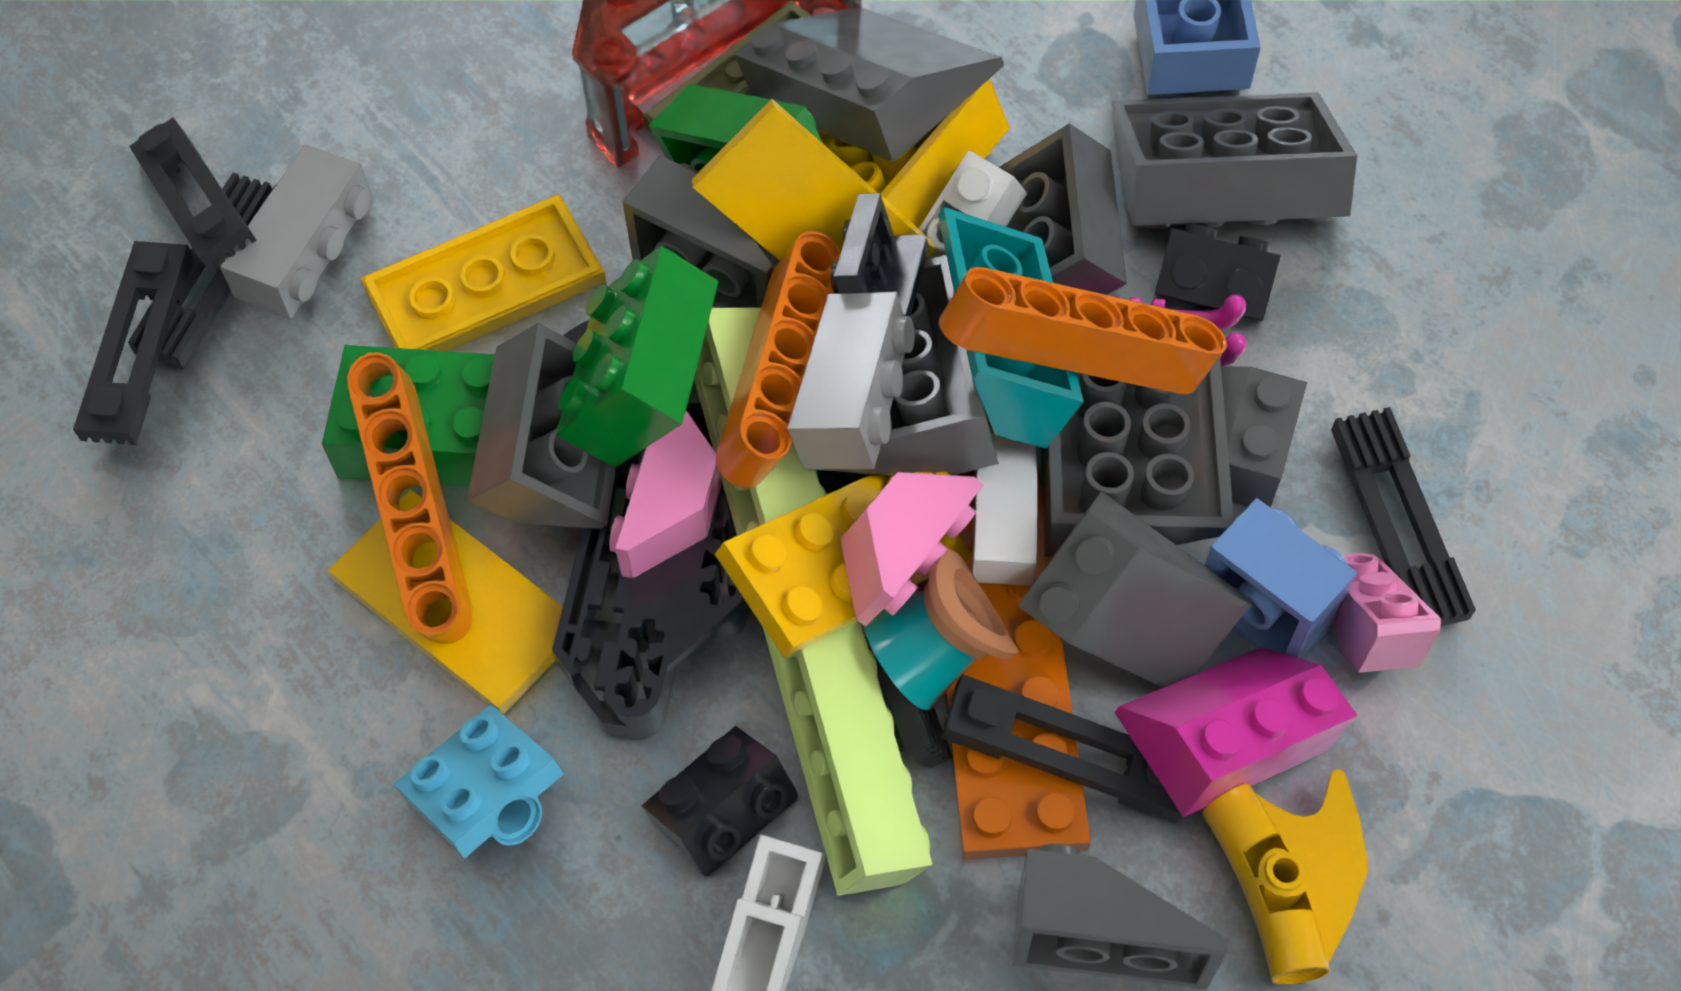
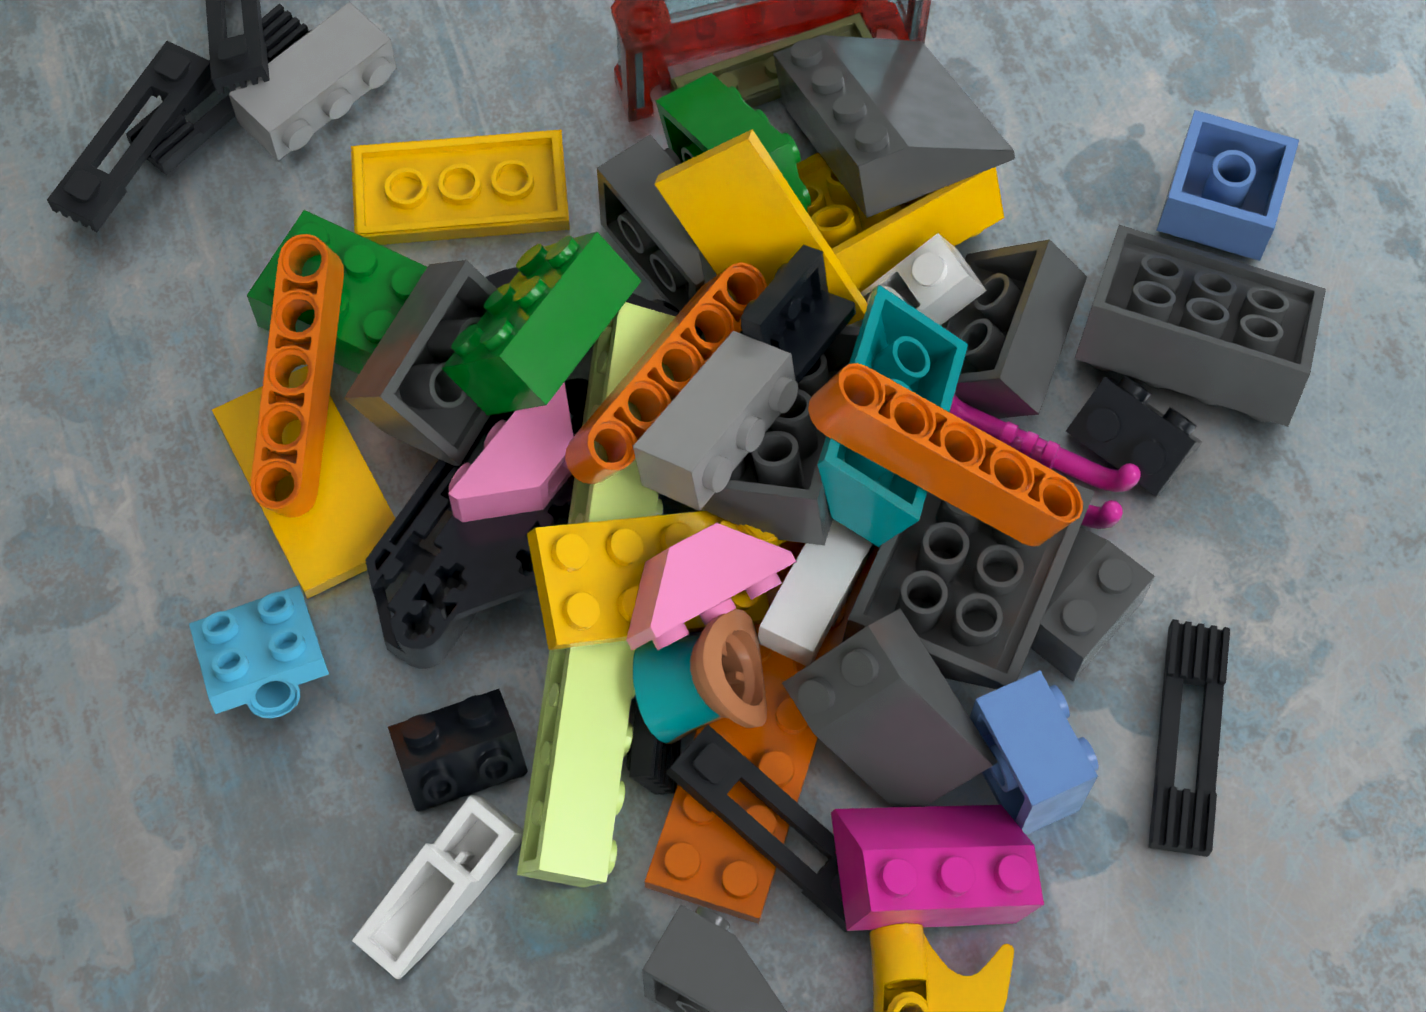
camera: 20 degrees right, 5 degrees up
(1383, 619) = (1115, 818): bright pink slope -> none

